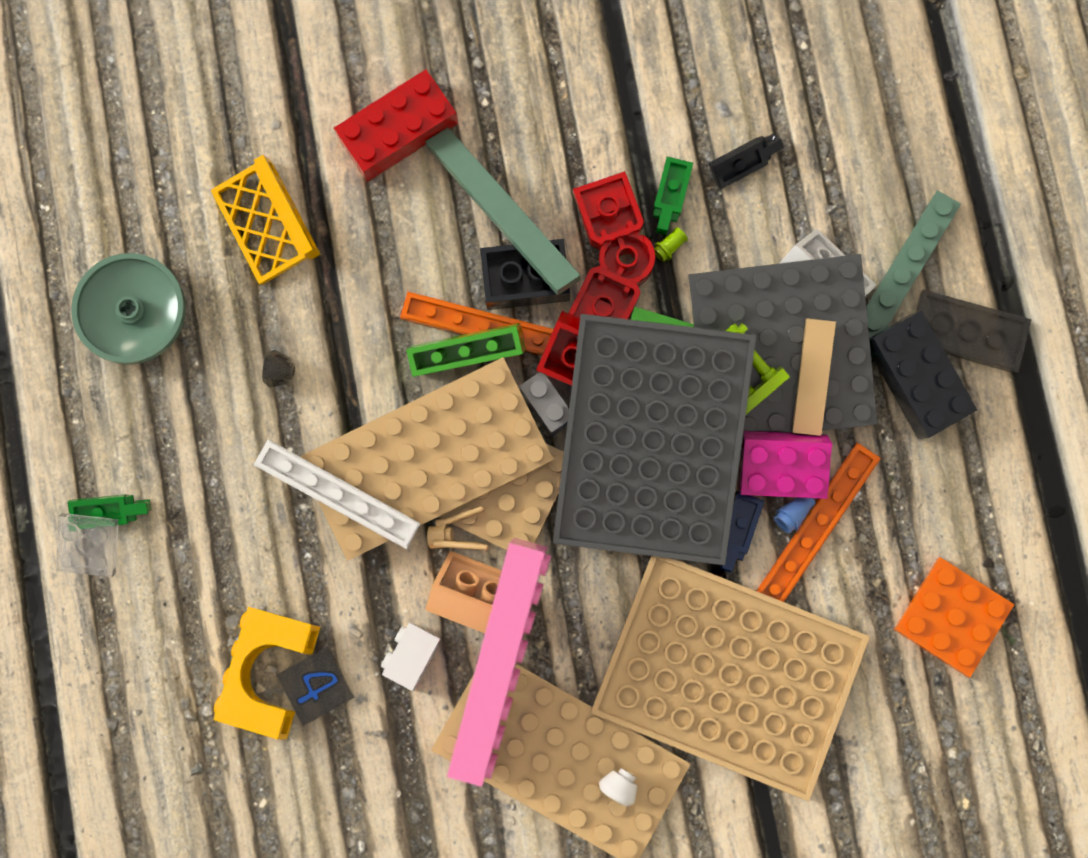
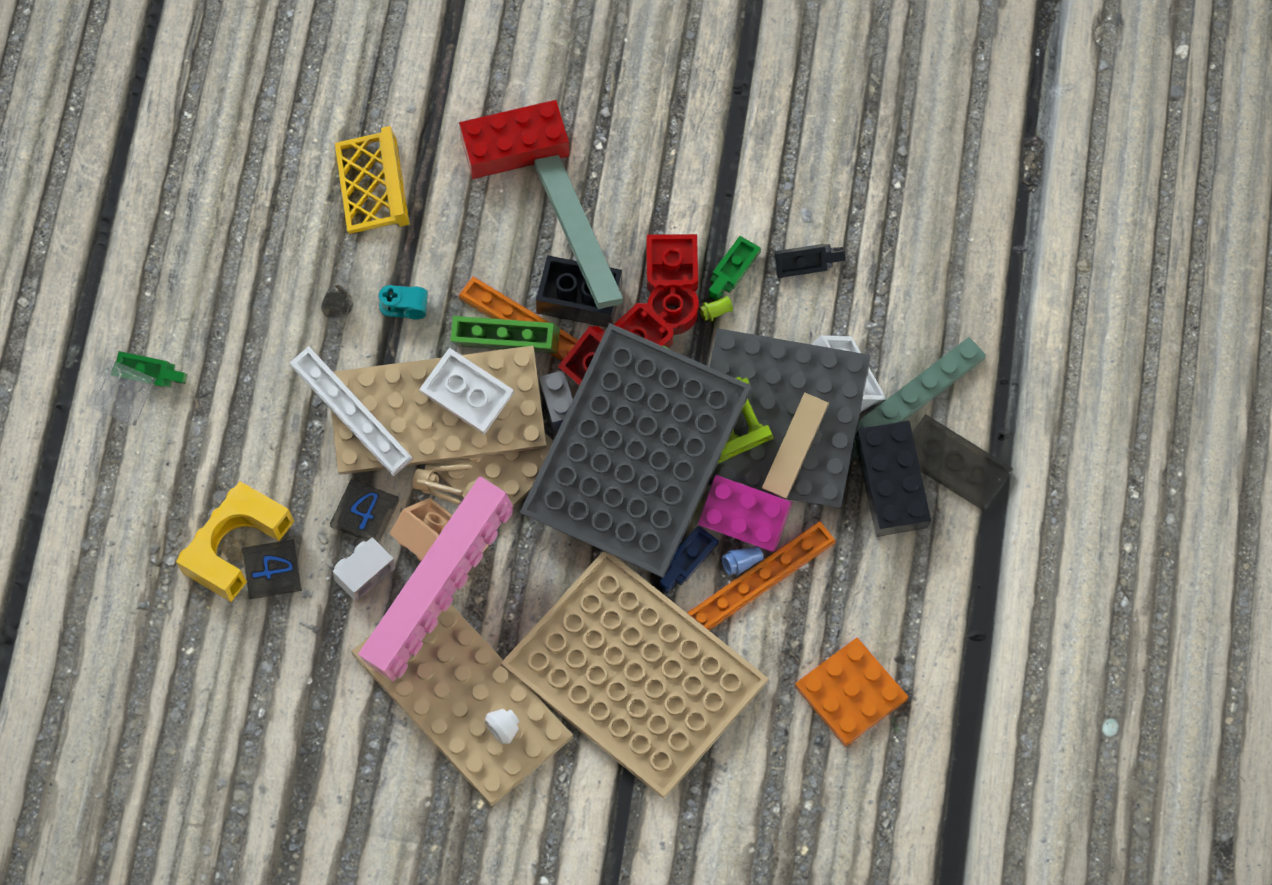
camera: 15 degrees right, 15 degrees down
(128, 309) = (229, 214): sand green dish -> none
(349, 344) = (406, 301): none -> teal piece
(388, 589) = (364, 511): none -> clear smoke tile
(452, 433) = (466, 391): none -> white plate

